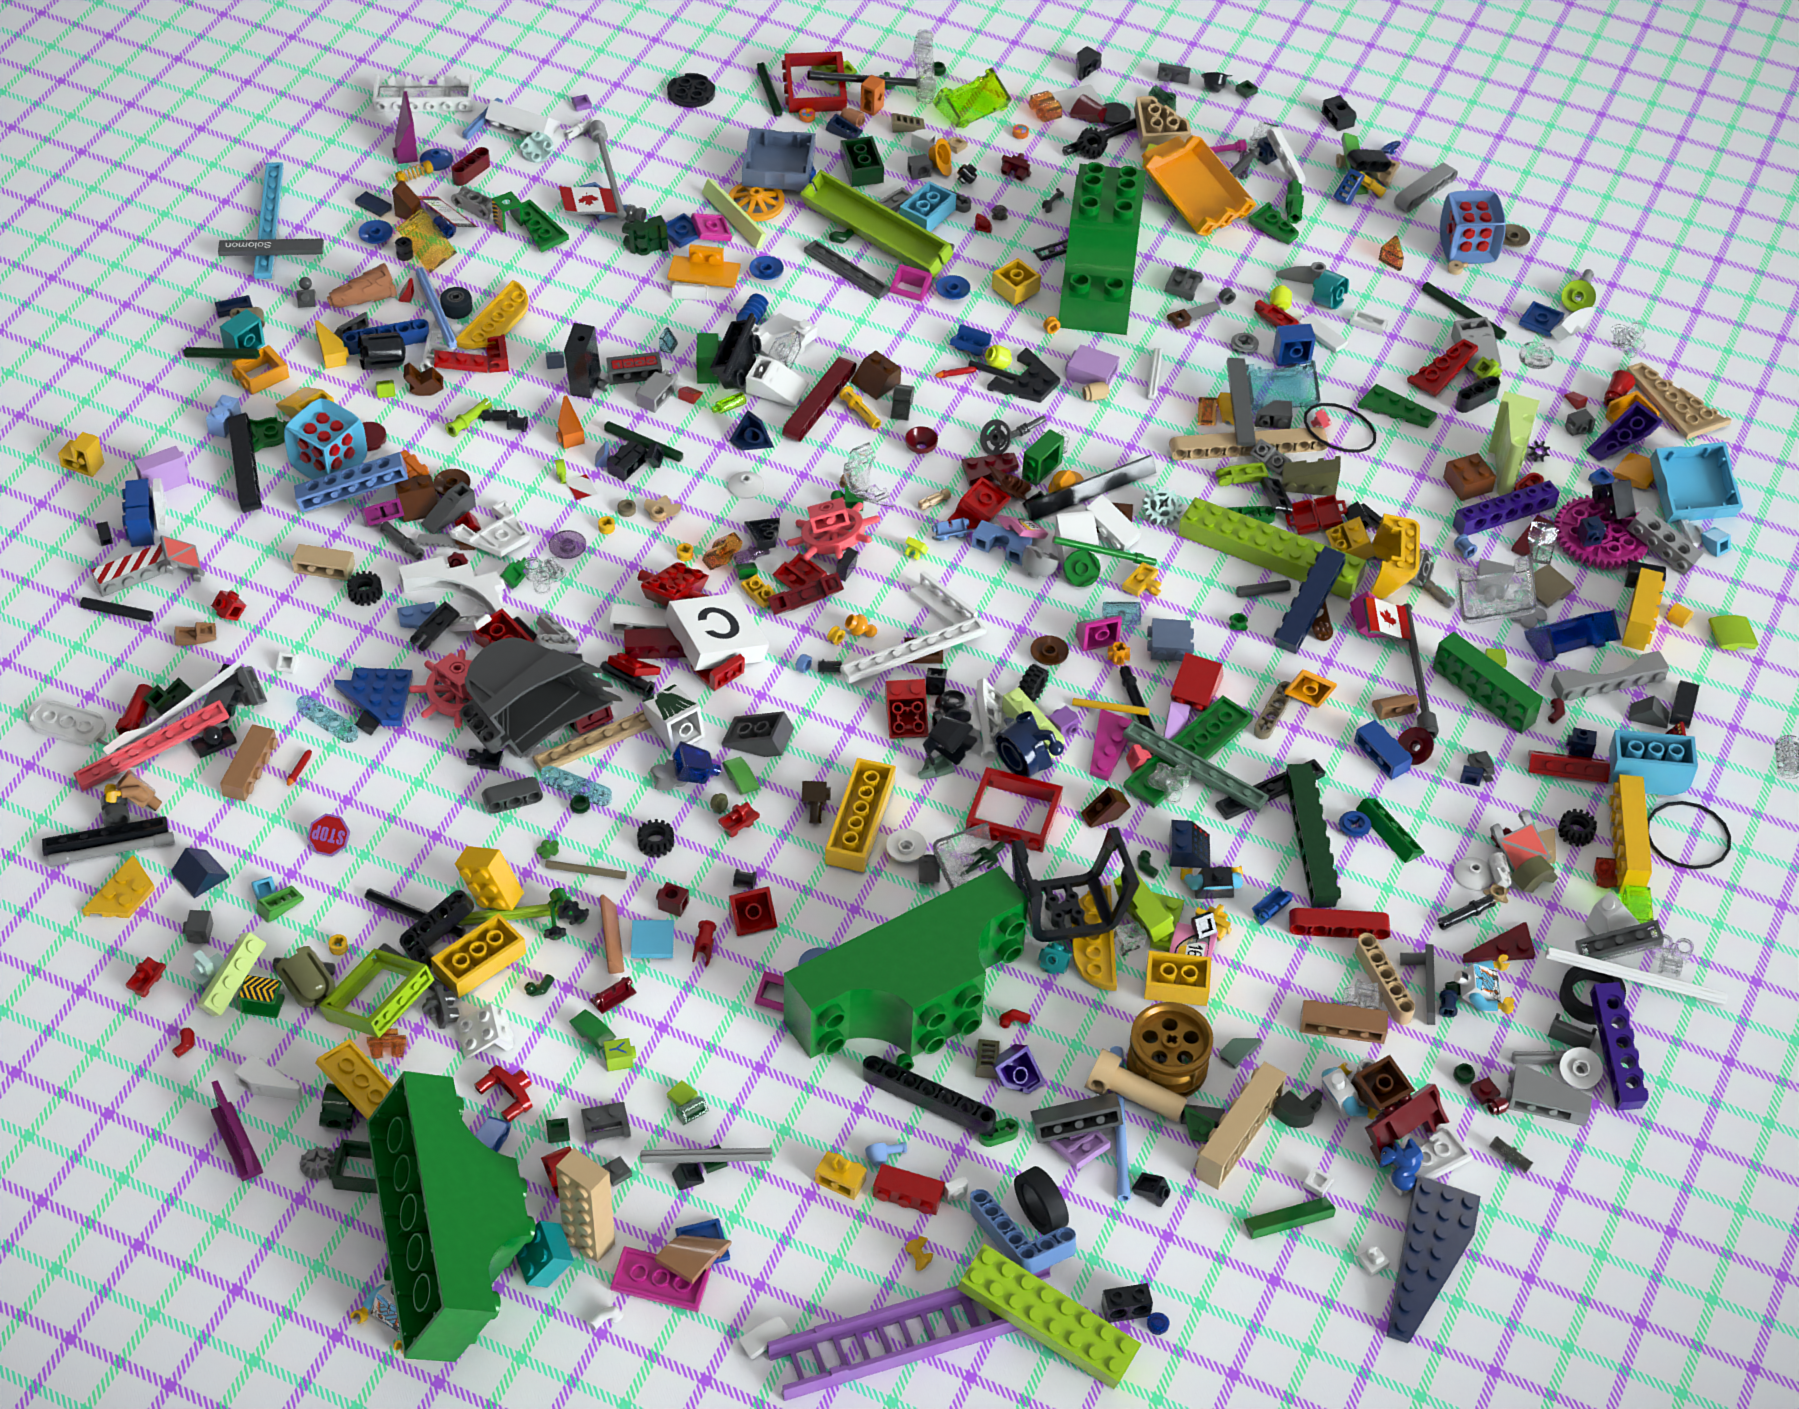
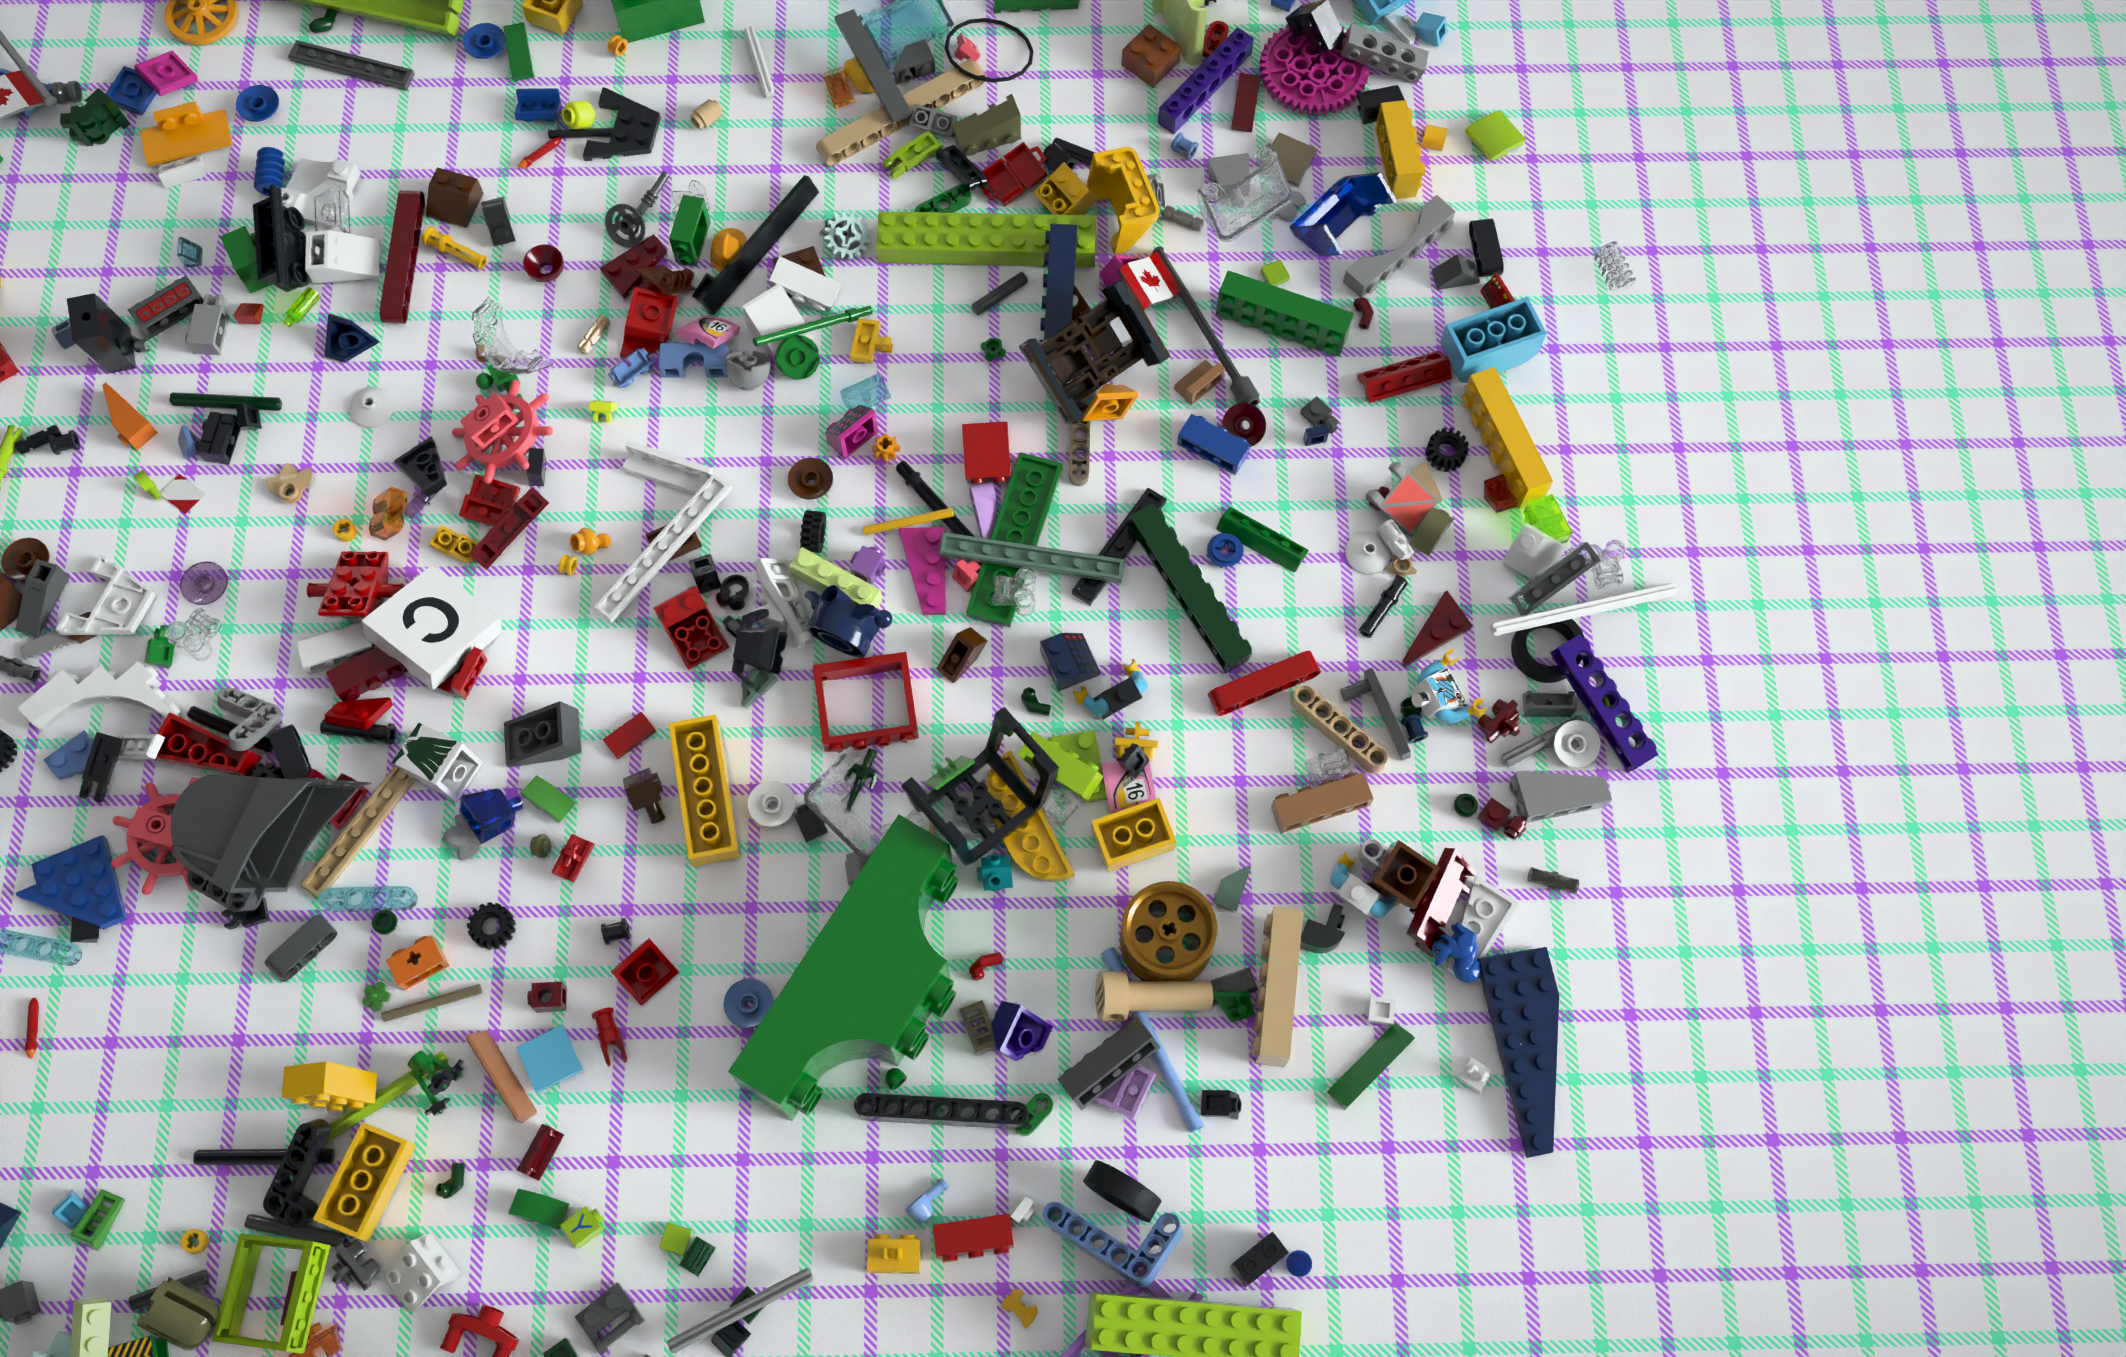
camera: 25 degrees left, 20 degrees up
(328, 835) = (112, 1105): piece -> none
(457, 559) = (84, 665): dark red piece -> none
(470, 521) = (73, 603): red slope -> none
(590, 838) = (430, 961): none -> orange brick
(606, 525) = (240, 538): yellow bush -> none
(626, 508) = (249, 500): dark tan tile -> none
(733, 213) = (183, 43): yellowish green tile -> none
(746, 570) = (426, 522): green slope -> none
(766, 979) = (717, 1044): dark pink tile -> none
(803, 663) = (549, 619): medium blue tile -> none
(823, 761) = (629, 735): none -> red tile
(828, 666) = (579, 609): black pin -> none
(912, 277) = (434, 45): dark pink tile -> none
(975, 304) = (518, 51): none -> green tile
(1058, 874) = (949, 772): none -> bright green piece
(1091, 366) = (687, 83): lavender brick -> none
(1170, 639) = (933, 407): sand blue brick -> none
(1271, 904) = (1184, 696): blue hinge -> none
(1324, 632) = (1100, 339): none -> dark brown container
(1526, 1027) = (1503, 723): none -> dark red hips
(1542, 542) = (1261, 108): clear slope -> none
(1581, 742) = (1407, 343): dark blue brick -> none
(1591, 531) = (1308, 76): dark blue brick -> none
(1703, 808) = (1599, 419): black piece -> none

